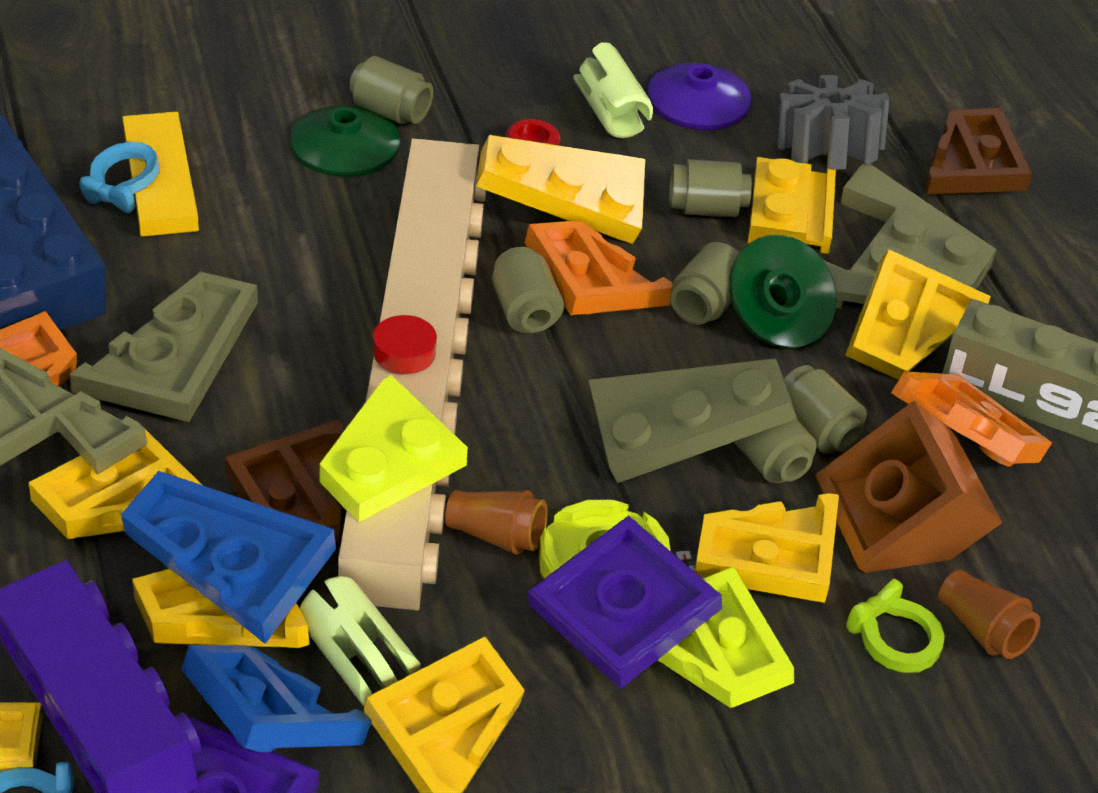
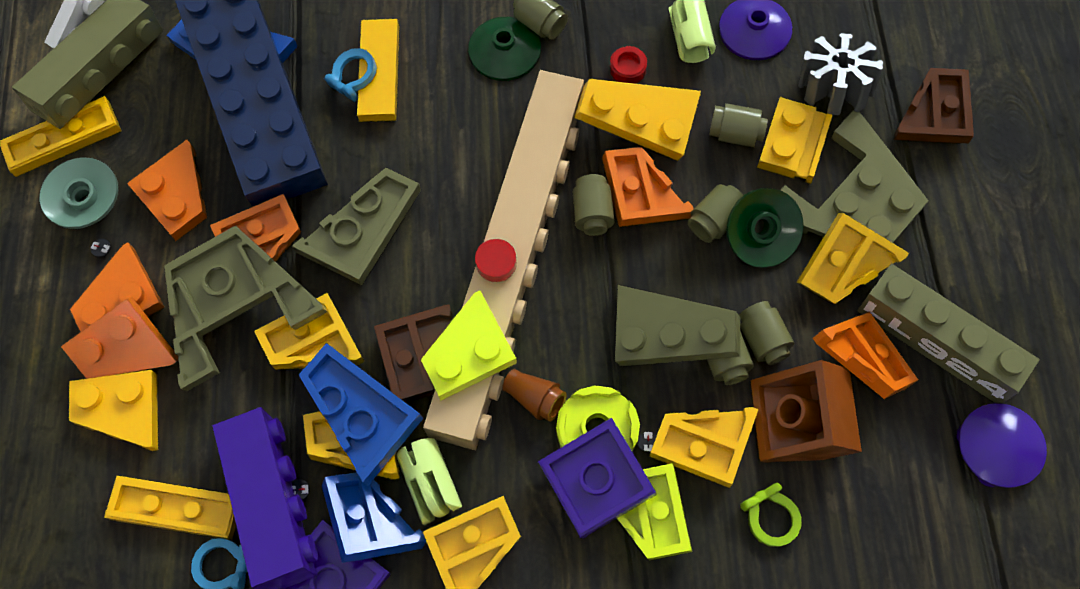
camera: 20 degrees right, 25 degrees up
(994, 616) = (834, 517): dark orange cone -> none

